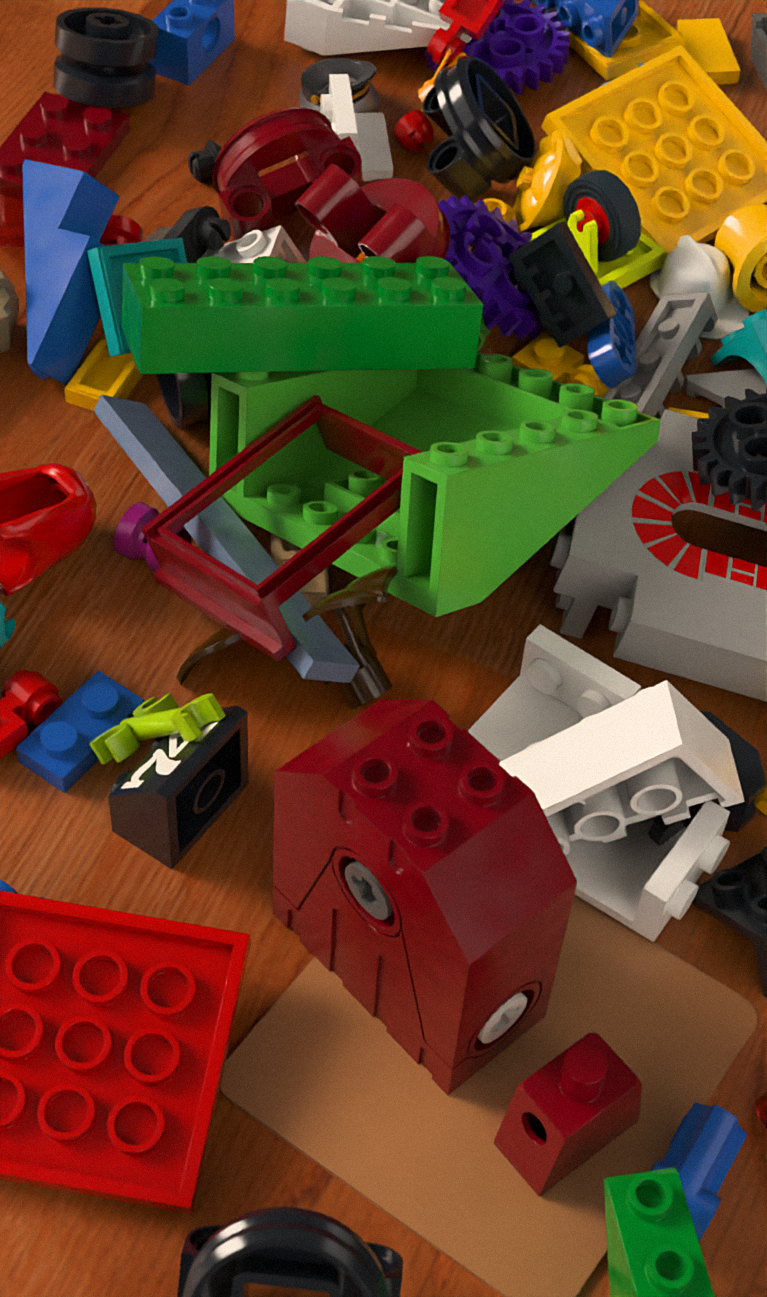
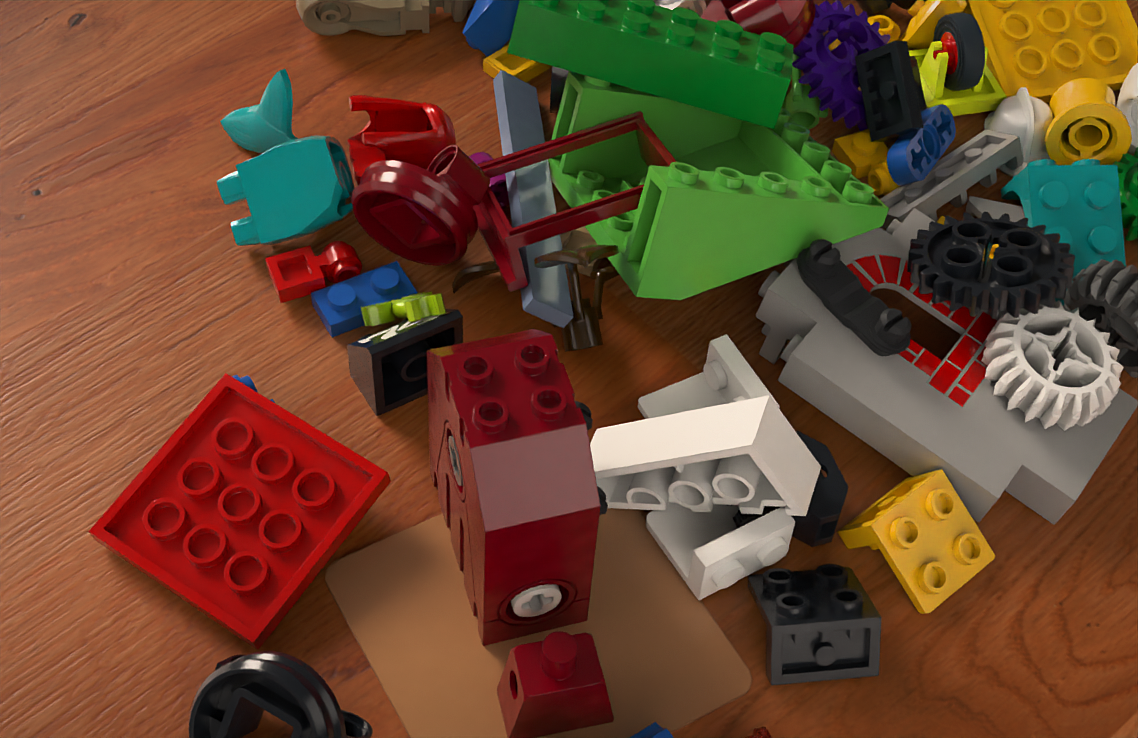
camera: 25 degrees right, 0 degrees up
(136, 571) = (399, 195): none -> dark red piece
(689, 550) = (846, 298): none -> black piece

